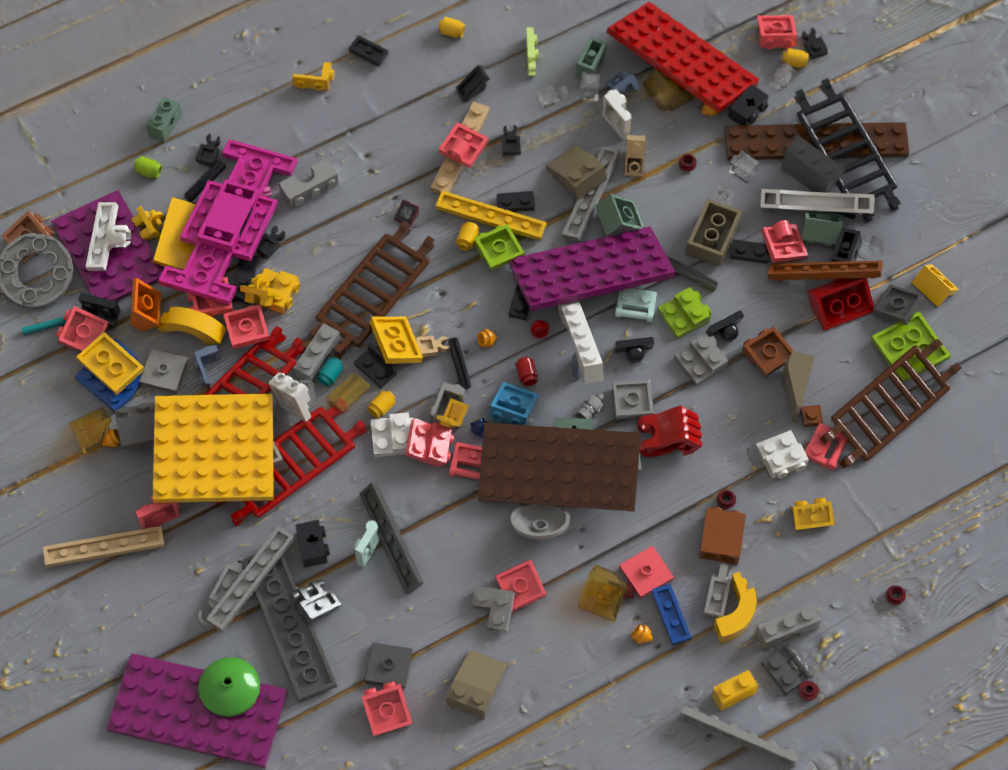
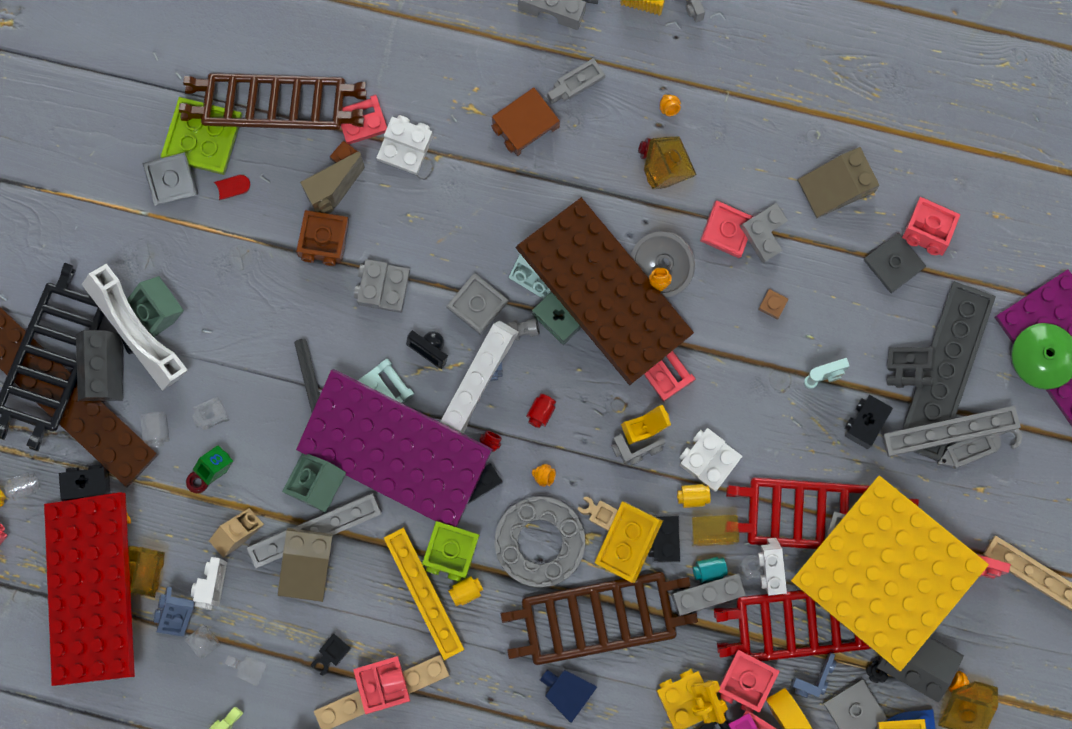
camera: 135 degrees left, 15 degrees up
(350, 234) = (567, 692): none -> dark blue torso
(391, 538) = (796, 366): dark grey plate -> none
(407, 212) = (496, 668): slope -> none
(429, 442) = (690, 419): coral plate -> none
(444, 567) = (773, 304): none -> medium nougat plate
(454, 276) = (546, 510): none -> light grey plate
(459, 363) = (589, 474): black axle -> none
(477, 427) = (629, 398): clear blue plate -> none
(513, 405) = (583, 389): dark azure plate -> none
(516, 201) = (386, 589): black plate -> none
(532, 506) = (660, 278): none -> light orange plate
(591, 57) = (172, 668): sand green brick -> none
(646, 572) = (614, 151): coral plate -> none
(670, 430) = (477, 238): red piece -> none
(671, 614) = (630, 98): blue plate -> none
(685, 312) = (352, 341): lime plate -> none
(687, 175) = (213, 465): none -> green brick
(713, 232) = (251, 386): dark tan brick -> none
(726, 494) = (489, 144): dark red plate -> none
(727, 327) = (331, 294): black tile -> none
(736, 623) = (577, 45): yellow arch -> none
(749, 251) = (235, 346): black plate -> none
(784, 242) = (201, 322): coral plate -> none
(812, 514) = (434, 75): yellow bracket -> none
(825, 270) = (199, 257): dark orange plate -> none
(840, 301) = (211, 228): red slope -> none
(847, 246) = (159, 262): black brick -> none
(858, 338) = (232, 186): none -> red piece
(934, 284) = (118, 170): yellow panel -> none

